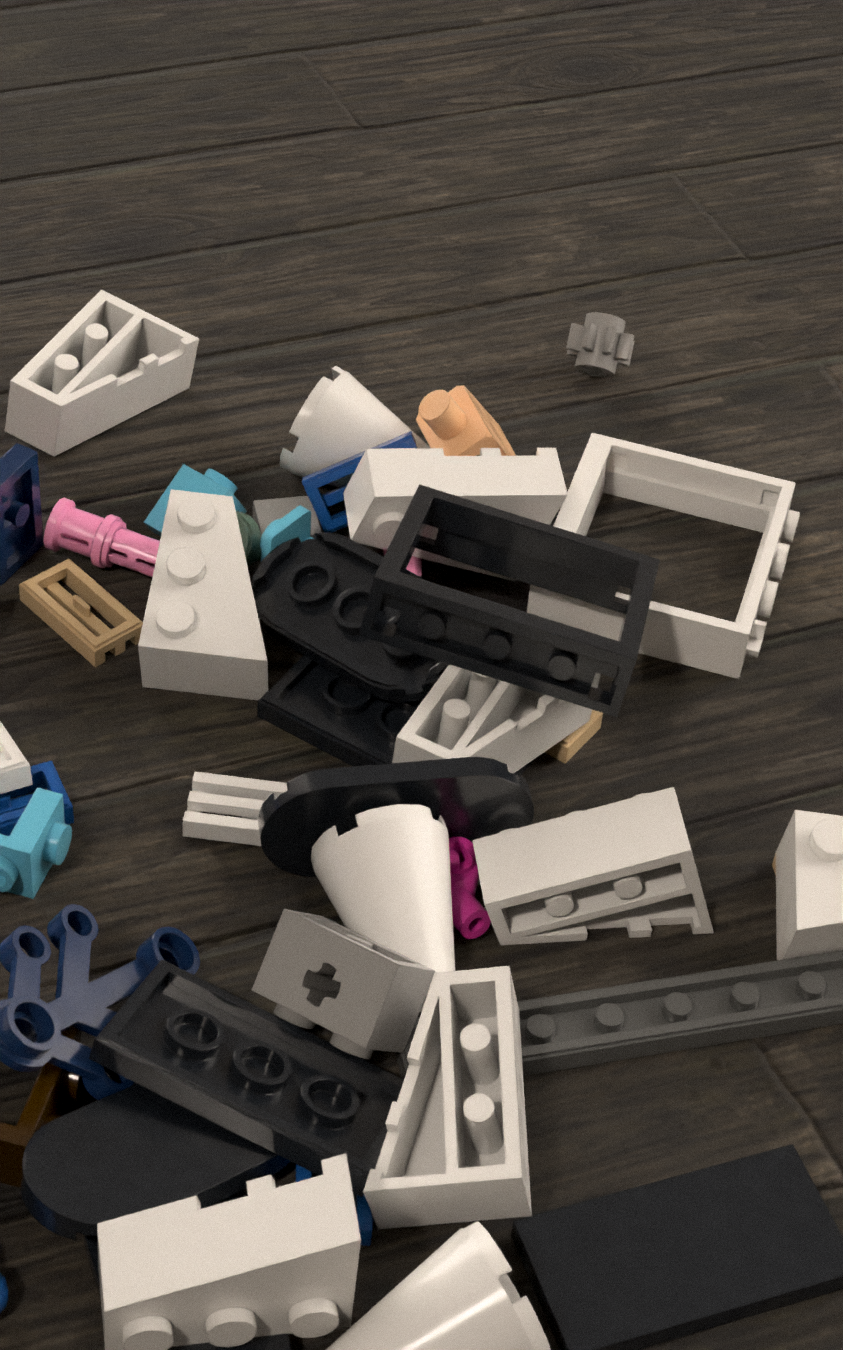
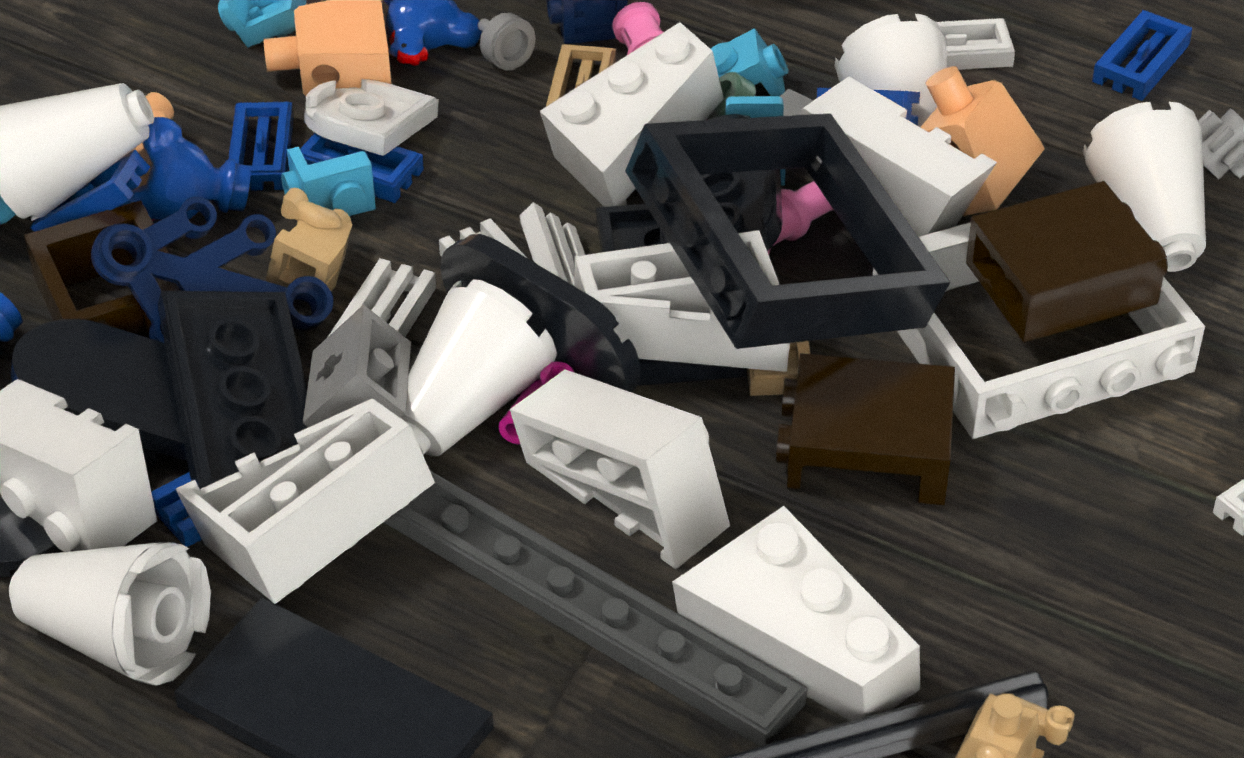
camera: 55 degrees right, 0 degrees up
(119, 899) = (313, 246): none -> tan piece
(202, 879) = (383, 290): none -> white tile
(282, 753) = (550, 243): none -> white tile
(299, 374) = (977, 43): none -> white tile
(466, 331) = (1109, 64): none -> blue tile
(611, 395) = (1156, 169): none -> white cone
(675, 494) = (1065, 260): none -> dark brown brick
(698, 715) = (869, 420): none -> dark brown panel

